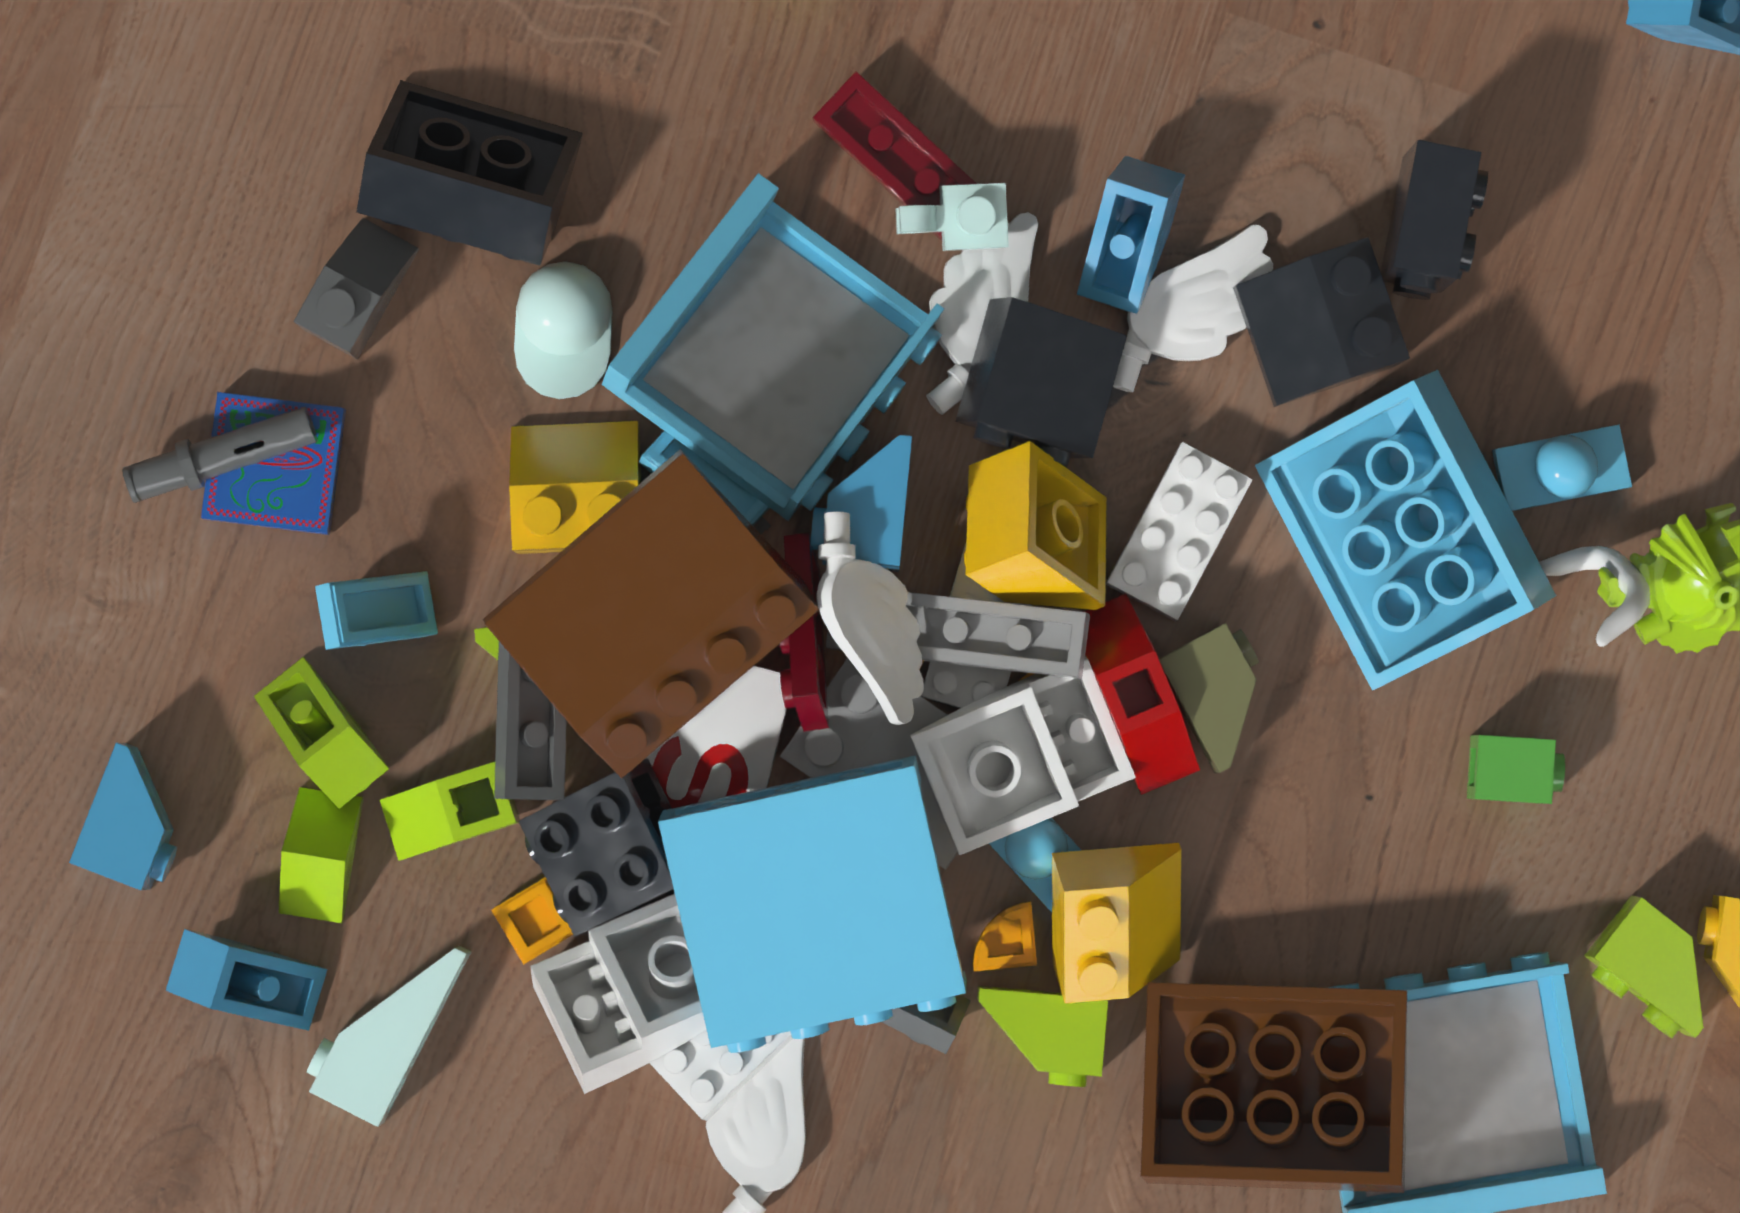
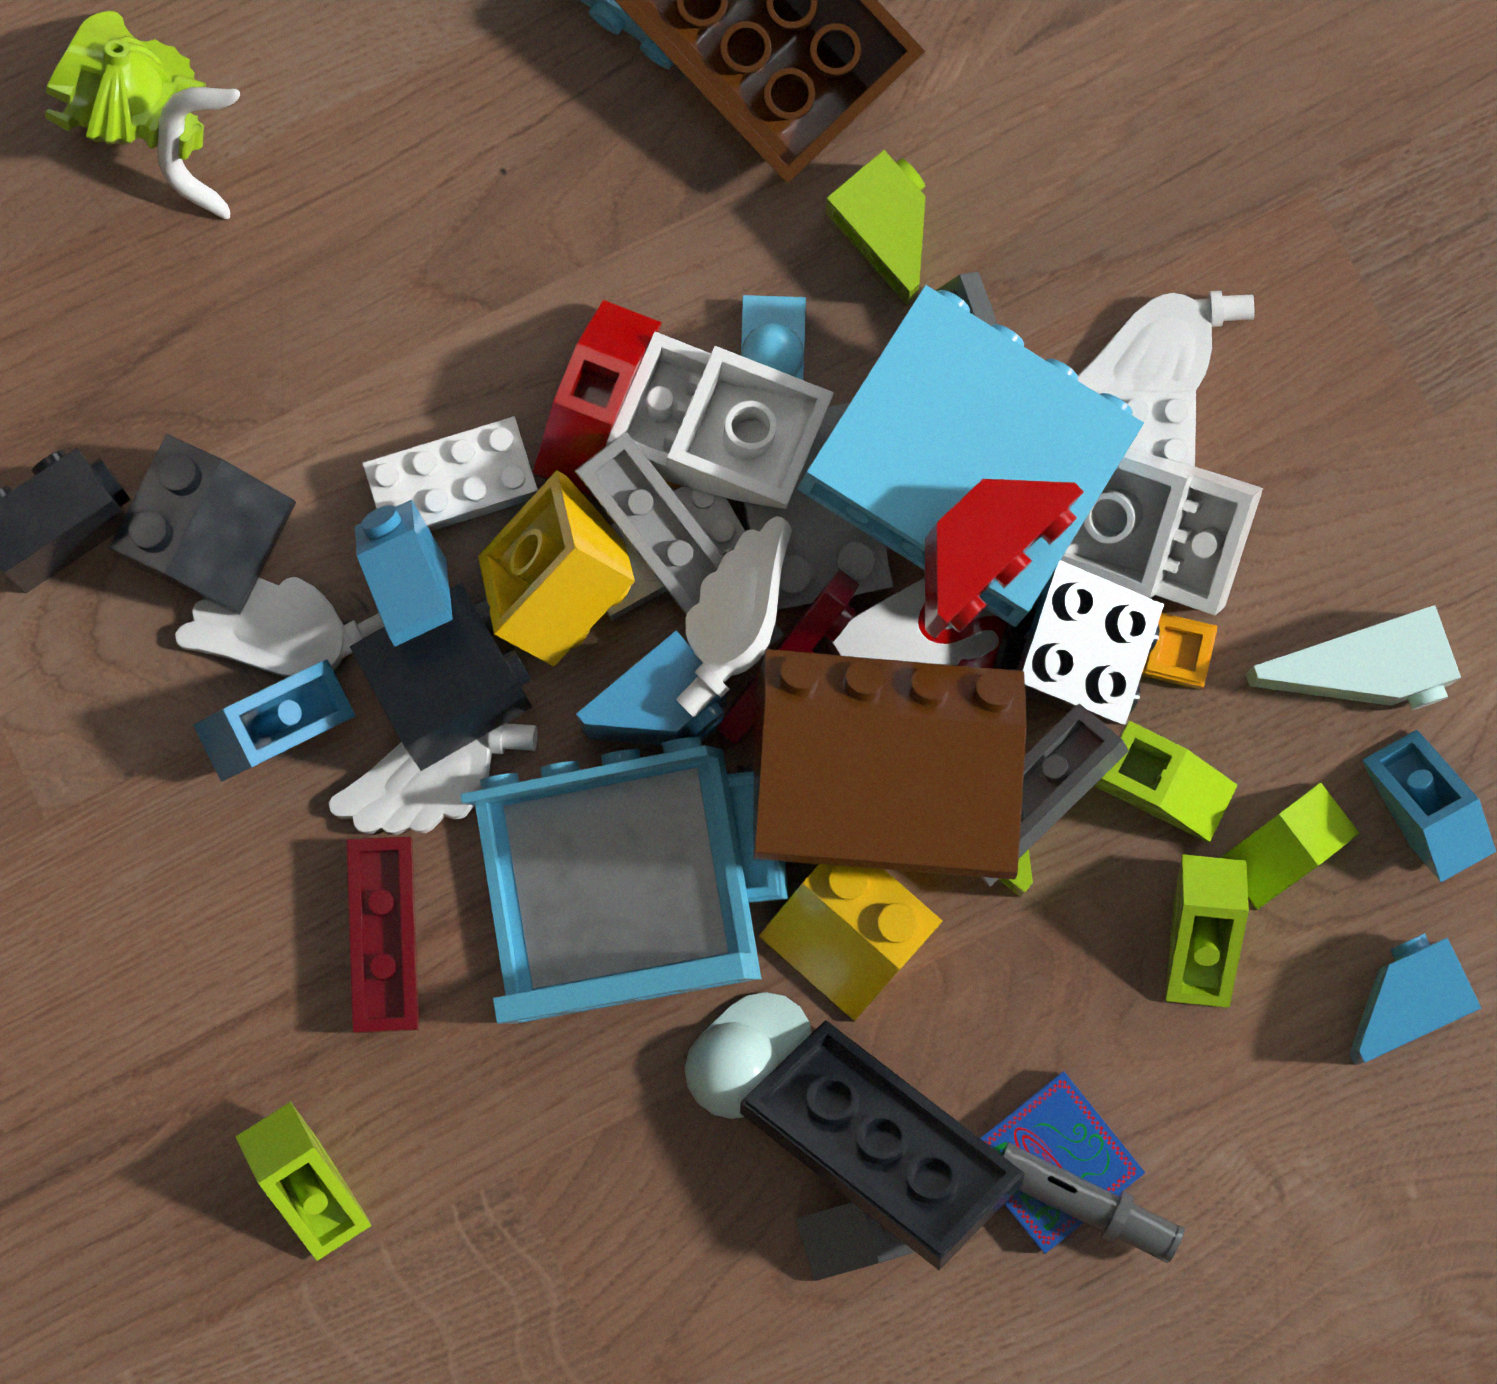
camera: 130 degrees left, 5 degrees down
(376, 610) = (1082, 976): medium azure tile -> none
(403, 351) = (882, 1144): none -> black tile
(468, 172) = (705, 1235): black slope -> none
(733, 837) = (987, 541): none -> red slope
(967, 217) = (380, 845): light aqua plate -> none
(1007, 940) = (856, 315): light orange tile -> none
(1114, 919) = (769, 249): yellow slope -> none
(1139, 424) = (404, 571): none -> dark azure slope
(1214, 689) = (536, 343): olive slope -> none
(1405, 530) = (291, 324): medium azure slope -> none
(1514, 769) = (384, 88): bright green brick -> none
(1562, 468) = (138, 264): medium azure tile -> none

